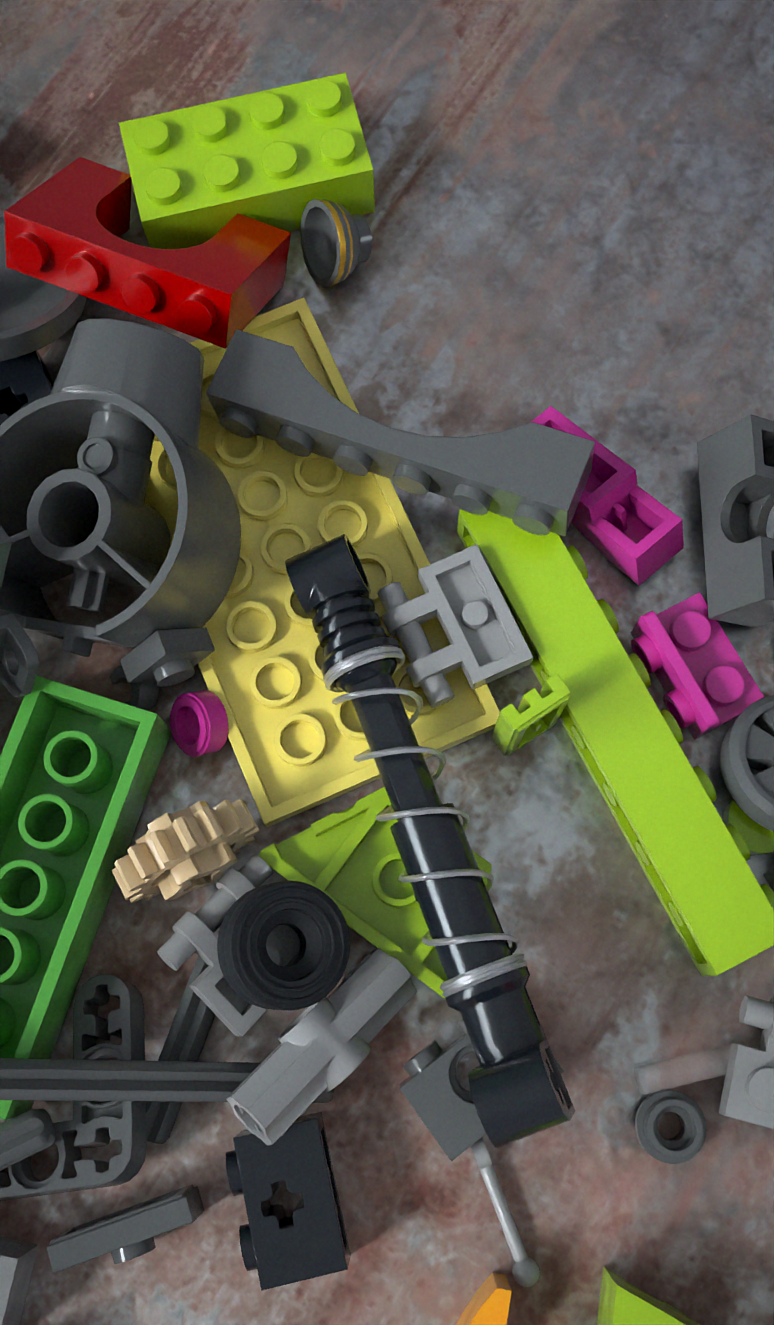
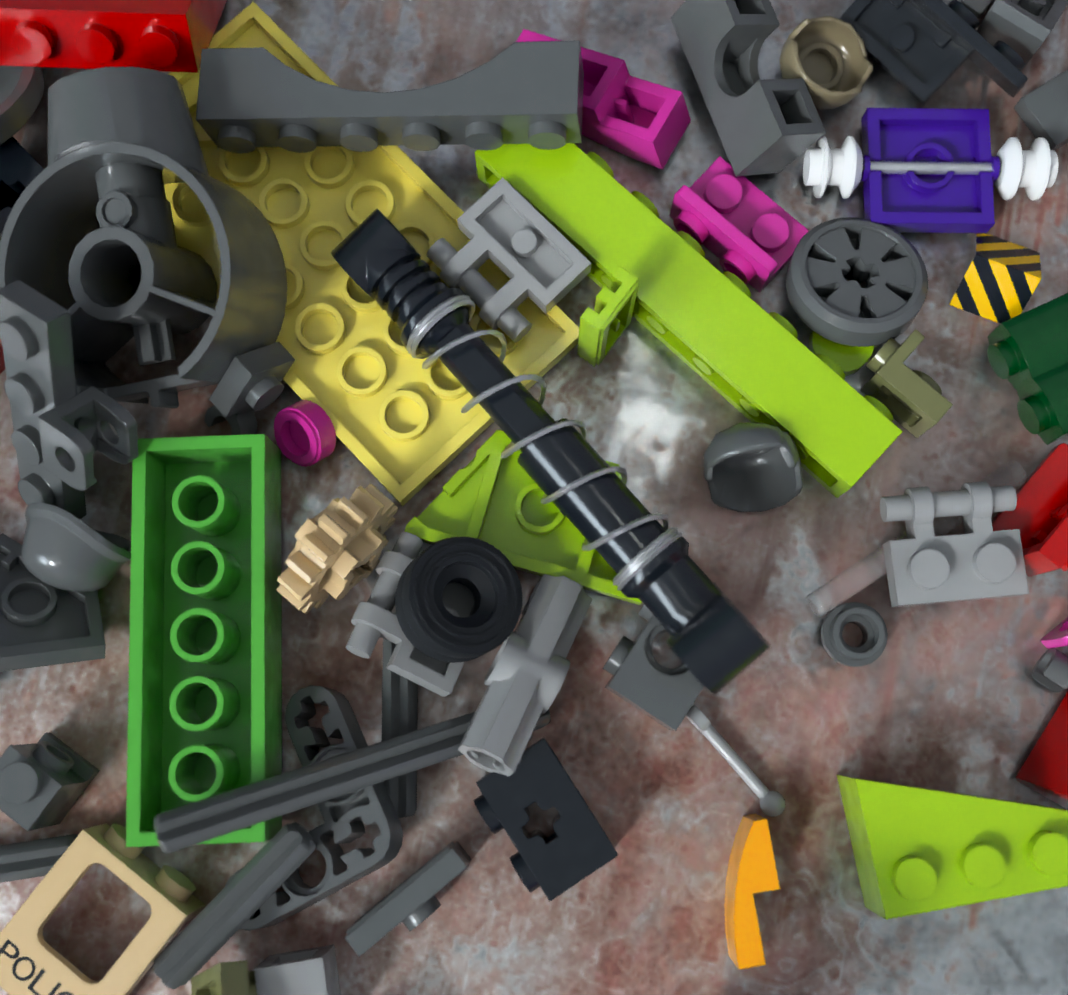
camera: 20 degrees left, 5 degrees up
(624, 916) = (752, 467): none -> dark grey hair

